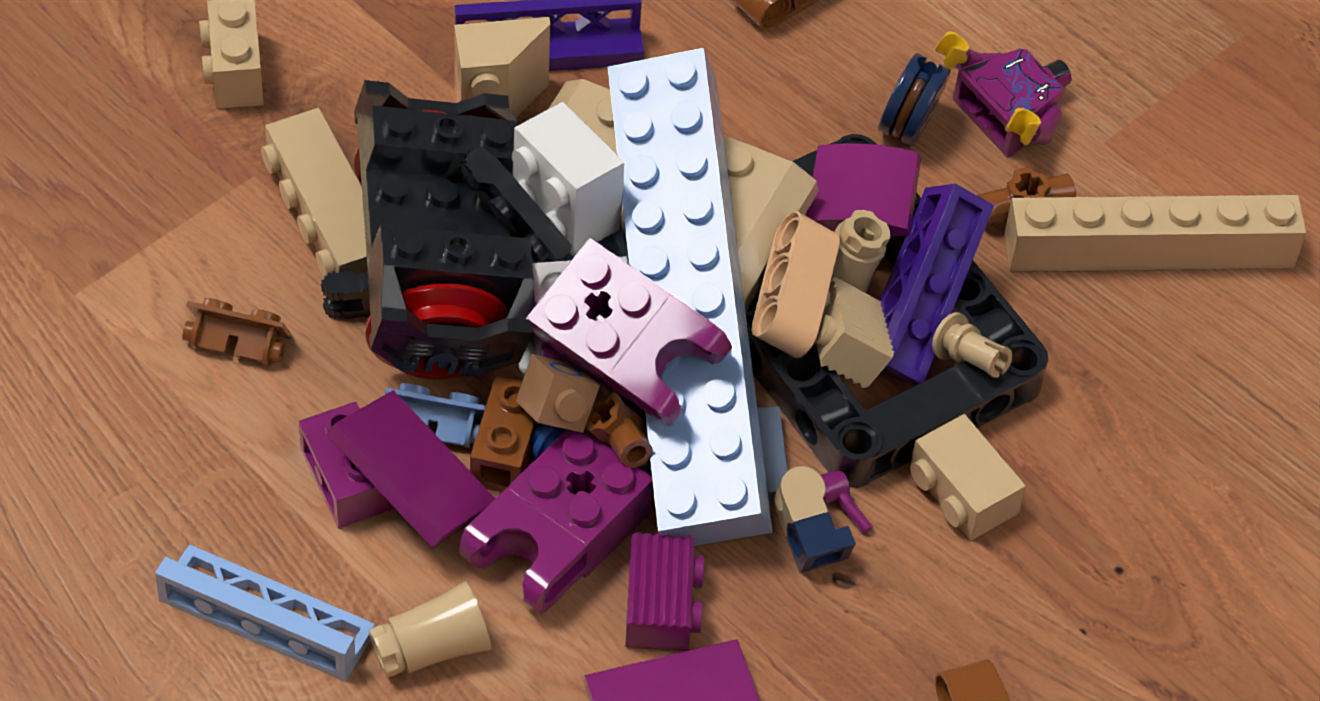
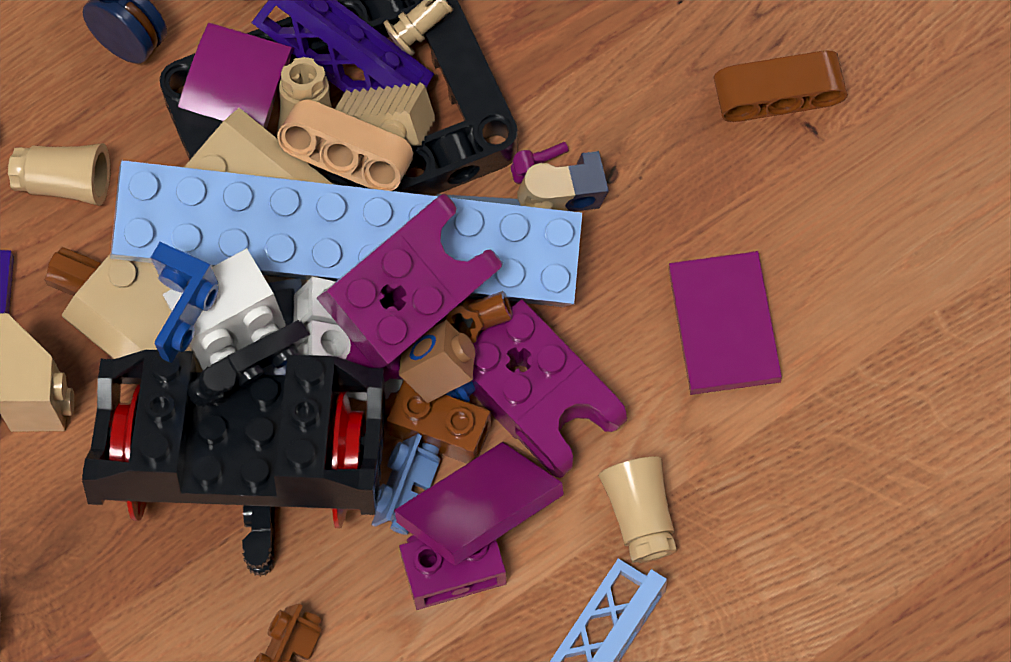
camera: 75 degrees left, 15 degrees up
(320, 188) = (144, 556): tan brick -> none
(546, 112) = (199, 289): none -> blue bracket
(661, 592) = (618, 315): magenta brick -> none
(739, 78) = (62, 172): none -> tan plant
(966, 477) = (534, 56): tan brick -> none

